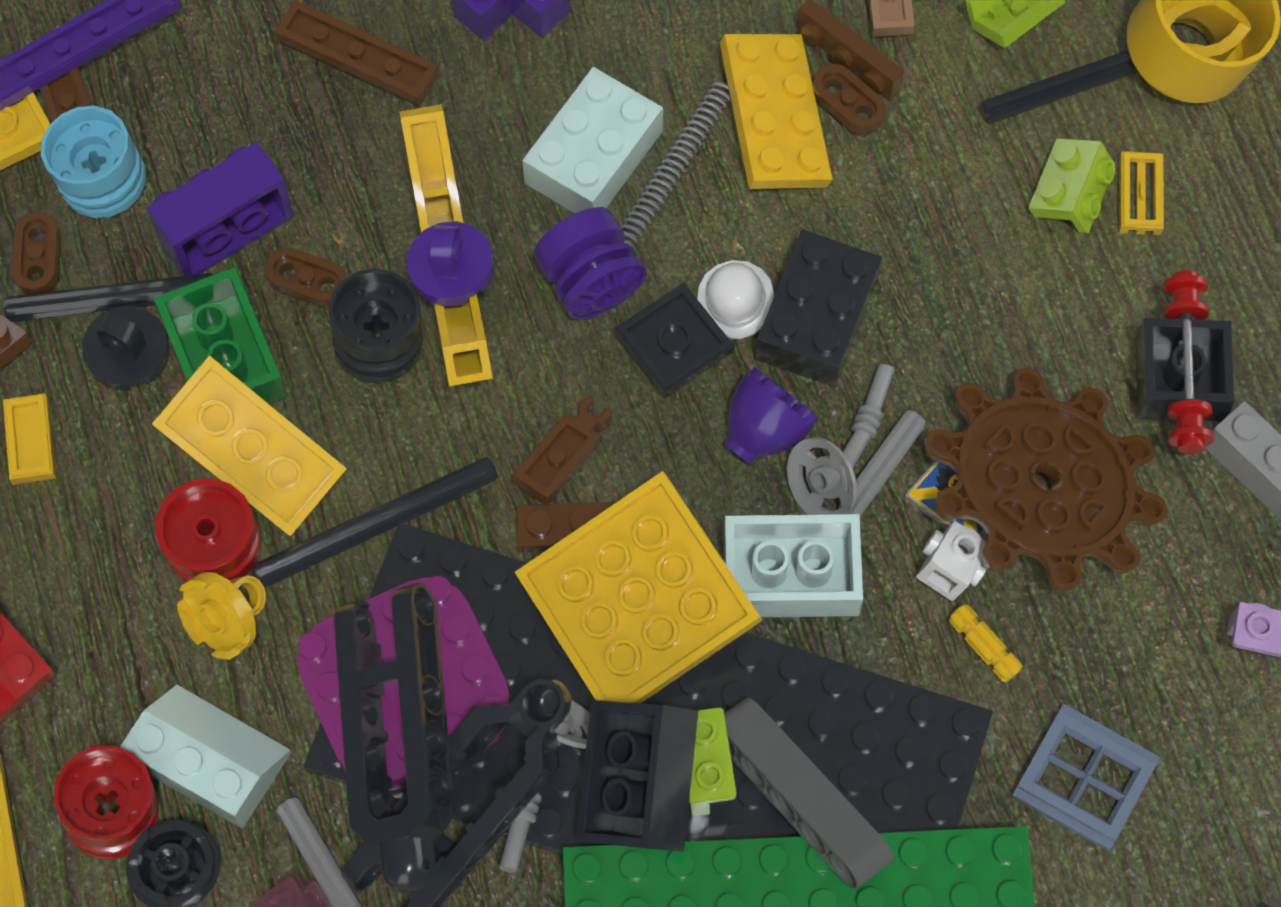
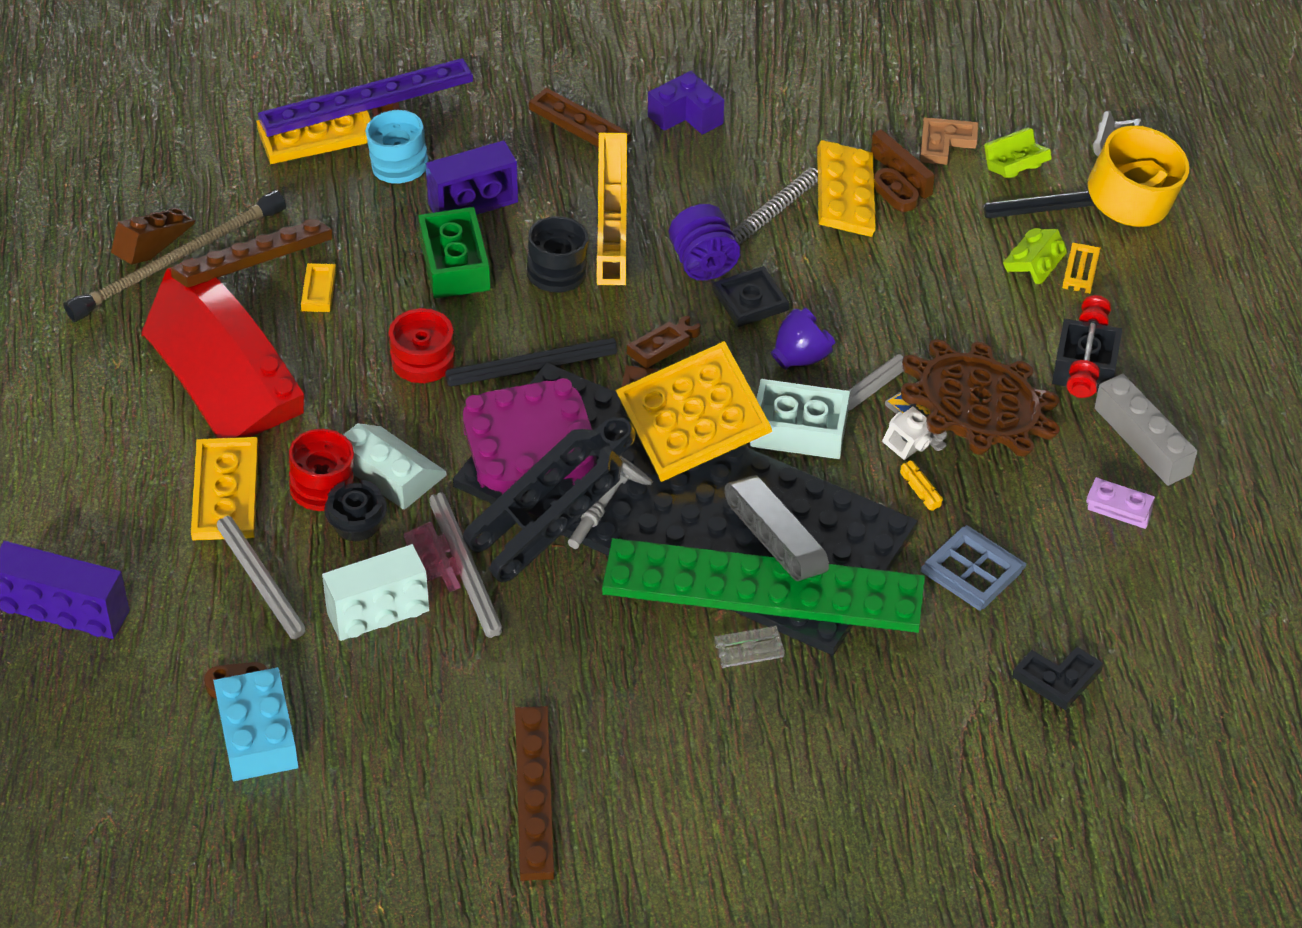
camera: 10 degrees right, 20 degrees down
(36, 257) = (347, 192): reddish brown plate -> none
(92, 298) = (370, 221): black axle -> none
(126, 348) = (392, 248): black tile -> none
(219, 613) = (419, 385): yellow tile -> none
(249, 445) = (454, 288): yellow plate -> none
(309, 275) = (512, 227): reddish brown plate -> none
(361, 677) = (503, 414): black piece -> none
(450, 263) = (612, 218): dark purple tile -> none
(593, 143) = (724, 179): light aqua brick -> none
(637, 775) = (669, 494): black brick -> none
(712, 763) = (716, 501): lime bracket -> none
(736, 297) = (798, 280): white hat -> none
(818, 308) = (850, 291): black brick -> none
(834, 474) = (842, 373): light grey dish -> none

